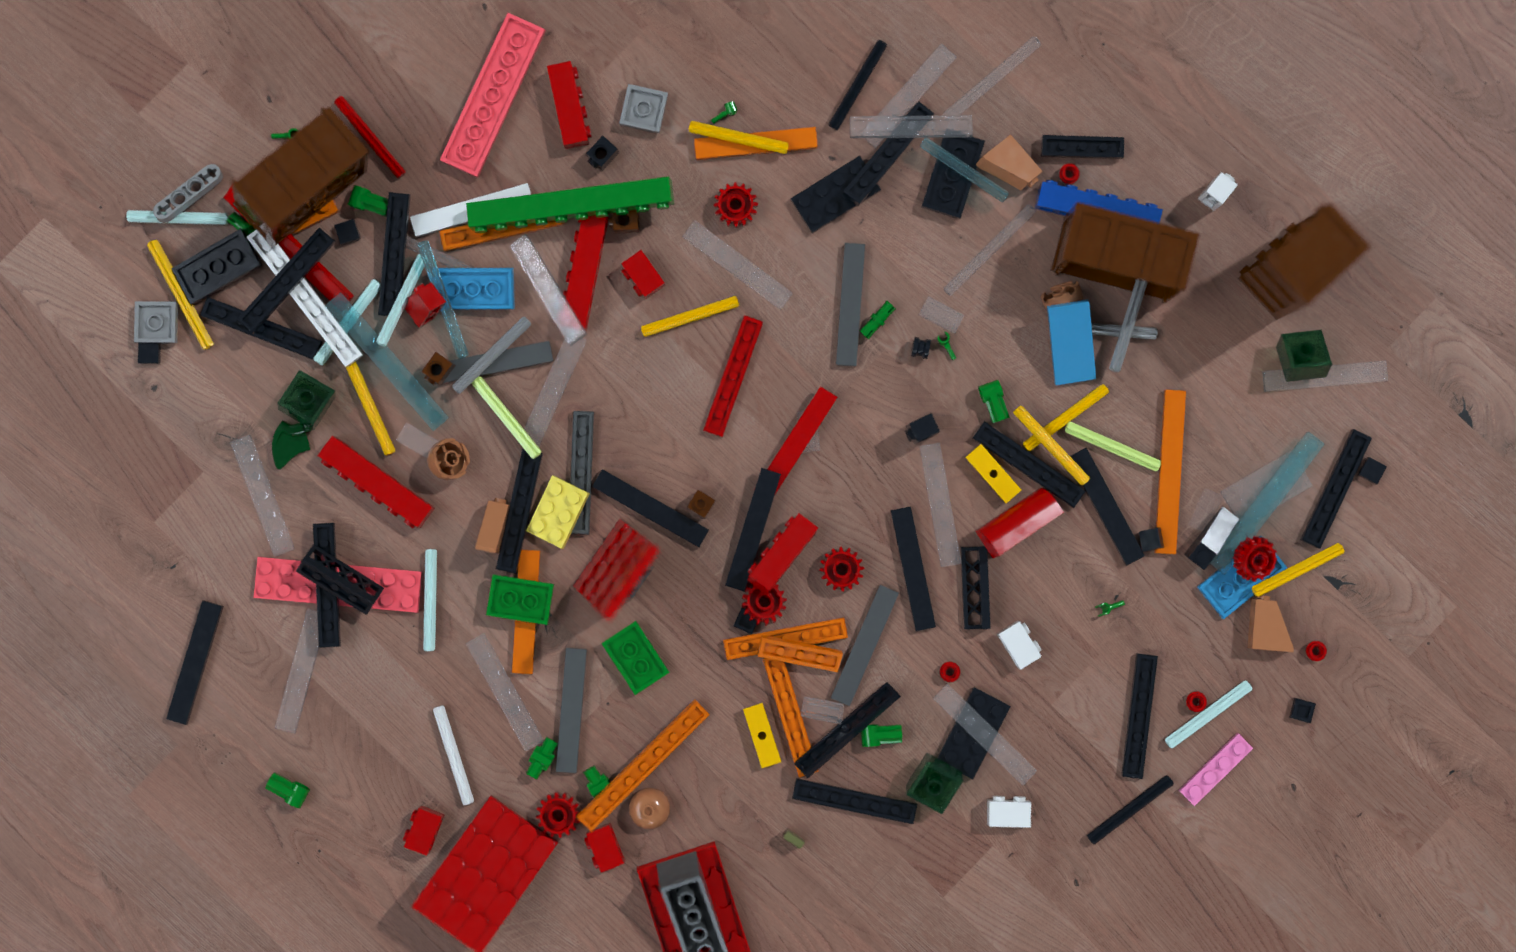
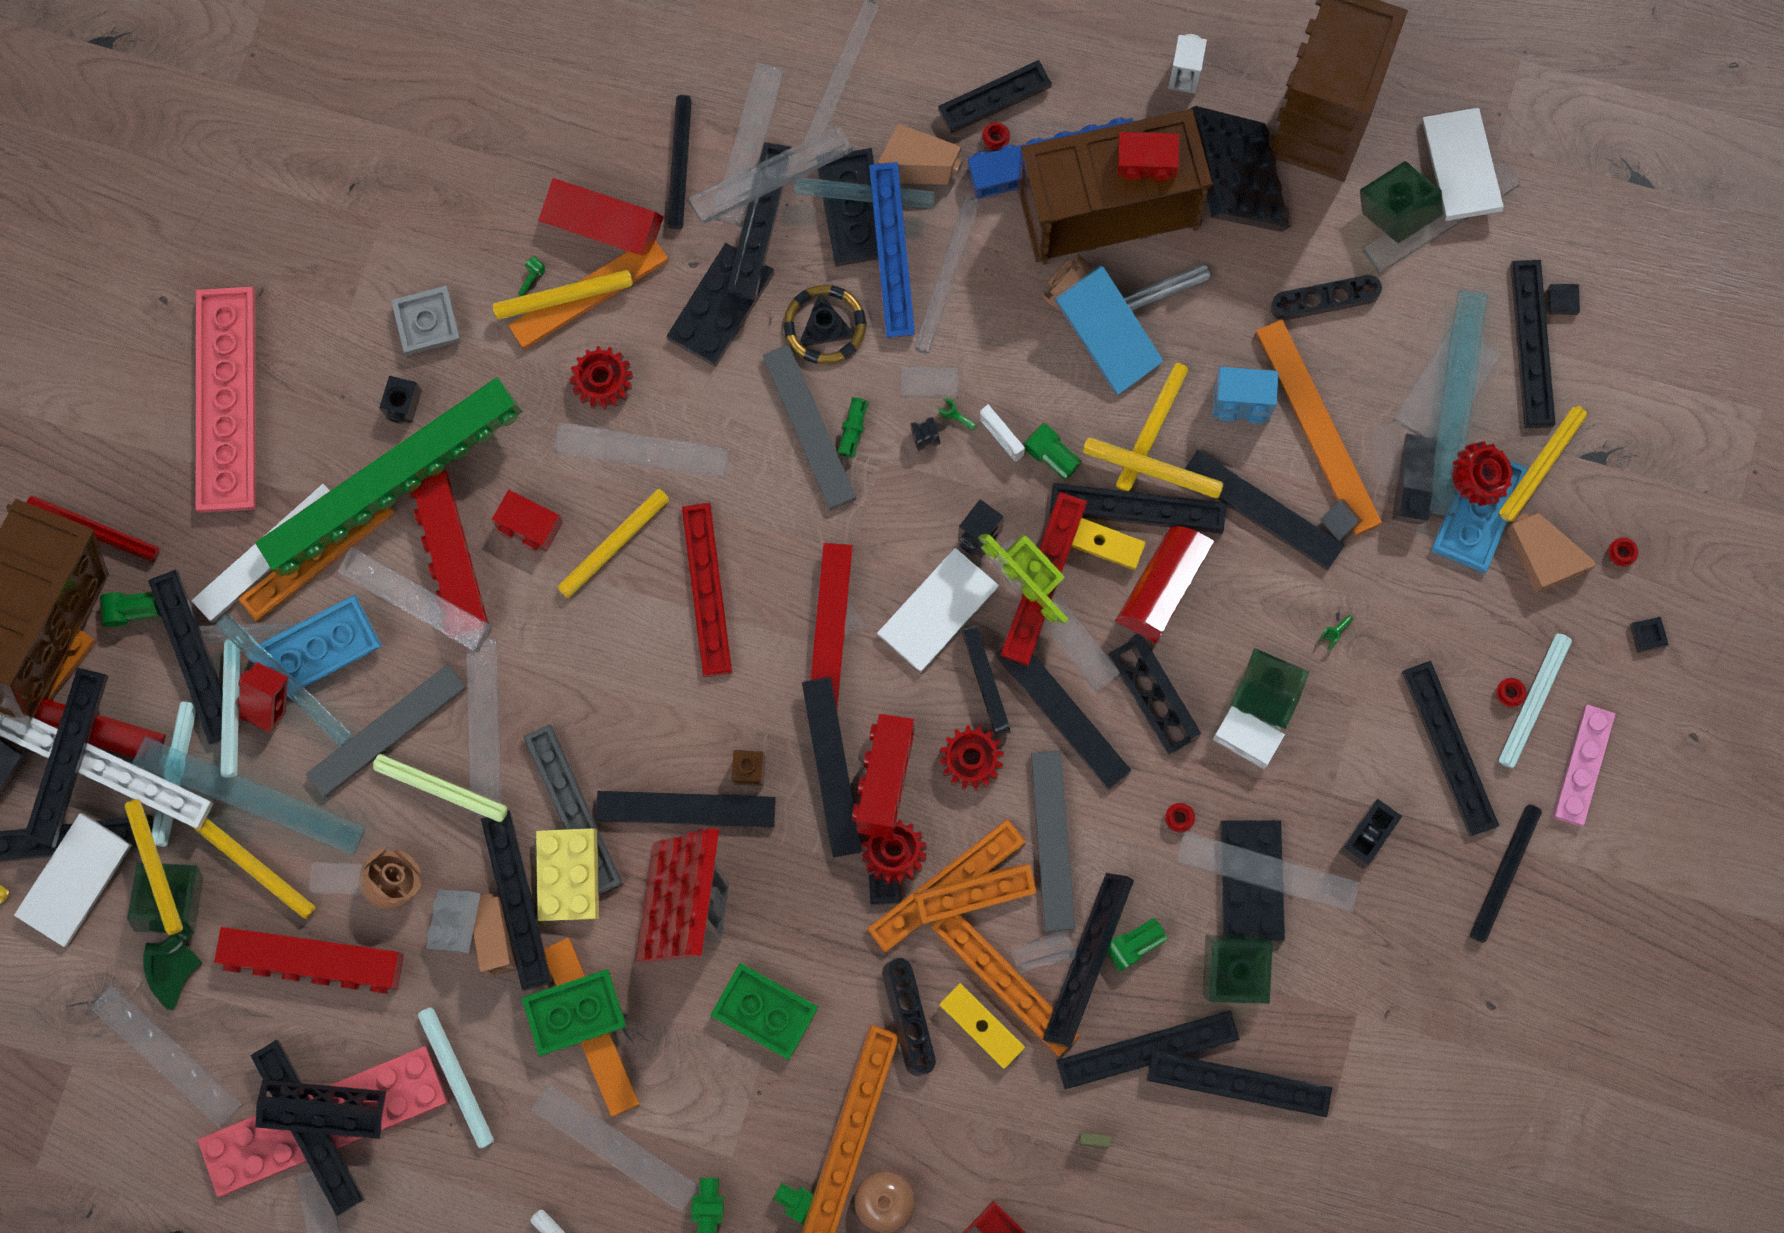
camera: 25 degrees left, 10 degrees down
(256, 358) = (73, 880): none -> white tile
(308, 378) = (153, 867): none -> yellow axle
(347, 232) = (119, 660): black tile -> none
(446, 365) = (314, 758): reddish brown brick -> none
(474, 505) = (453, 921): none -> light grey plate
(491, 355) = (381, 719): light grey axle -> none
(568, 104) = (328, 363): red brick -> none
(571, 710) = (715, 1126): dark grey tile -> none
(631, 227) = (481, 473): reddish brown brick -> none
(716, 706) = (903, 1017): none -> black beam
(787, 98) = (600, 217): none -> red brick
(870, 464) = (938, 610): none -> white tile
(876, 524) = (986, 681): none -> black beam
(894, 242) = (824, 324): none -> black piece
(898, 850) = (1239, 1083): none -> black tile
(940, 474) = (1031, 569): none -> lime bracket
(945, 480) = (1056, 547): none -> red tile
(962, 217) = (892, 249): none -> blue plate
(969, 372) = (1002, 433): none -> white tile
(1008, 812) = (1353, 958): white brick -> none
(1047, 623) = (1269, 688): none -> clear green brick
(1060, 744) = (1370, 833): none -> black brick
(1113, 446) = (1229, 432): yellowish green axle -> none
(1128, 325) = (1166, 274): light grey axle -> none
(1134, 429) = (1244, 394): none -> dark azure brick
(1153, 252) = (1147, 155): none -> red brick
(1212, 282) = (1241, 170): none -> black plate
(1222, 388) = (1327, 302): none -> black beam
(1357, 349) = (1462, 164): none -> white tile

